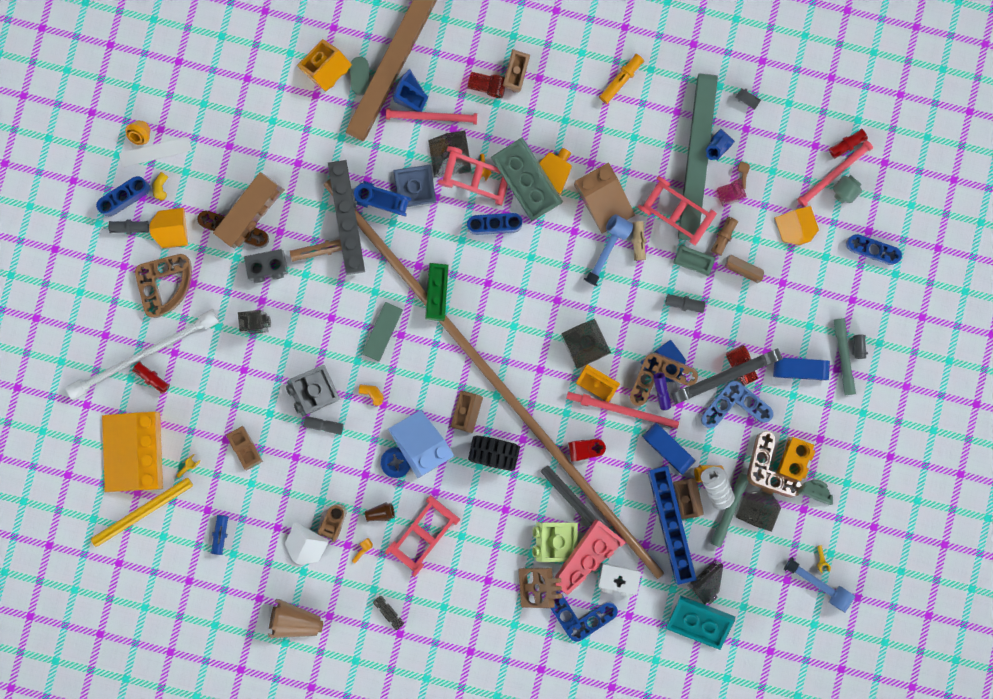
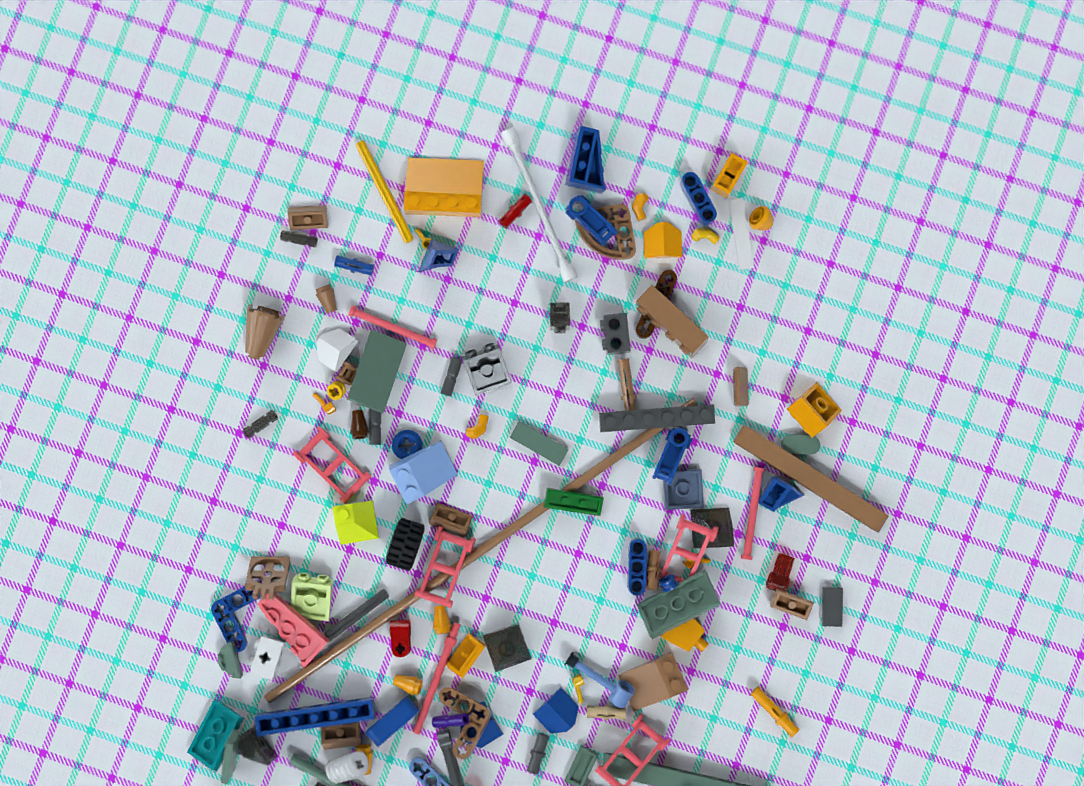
camera: 90 degrees right, 0 degrees up
(94, 311) = (585, 163): none -> blue wedge
(97, 167) = (729, 175): none -> light orange brick
(128, 227) = (667, 201): dark grey pin -> none
(135, 256) = (637, 206): none -> light orange arm
(153, 300) = (591, 220): none -> blue piece
(174, 587) = (307, 217): none -> medium nougat slope
(197, 594) = (298, 238): none -> clear smoke axle
(202, 450) = (438, 255): none -> blue slope
(244, 448) = (437, 296): medium nougat slope -> none
(255, 558) = (327, 298): none -> medium nougat cone
(279, 489) = (392, 327): none -> coral bar
(308, 139) = (740, 386): none -> medium nougat slope
(324, 499) = (376, 371): none -> sand green tile
(348, 544) = (341, 389): none -> yellow bush
(382, 496) = (375, 429): none -> dark grey piece
(477, 505) = (355, 522): none -> neon yellow slope
(483, 420) = (439, 537): none -> coral piece
(496, 207) = (653, 570): none -> medium nougat pin
(507, 191) = (668, 583): none -> blue bush
(515, 32) = (832, 606): none -> dark grey tile
(566, 411) = (441, 621): none -> light orange cone
(611, 271) = (577, 682): none -> yellow hand
(626, 617) = (229, 660): none -> sand green tile
(631, 435) = (408, 683): none -> light orange cone
(644, 288) = (558, 712): none -> blue slope
(718, 604) = (230, 756): none -> sand green tile

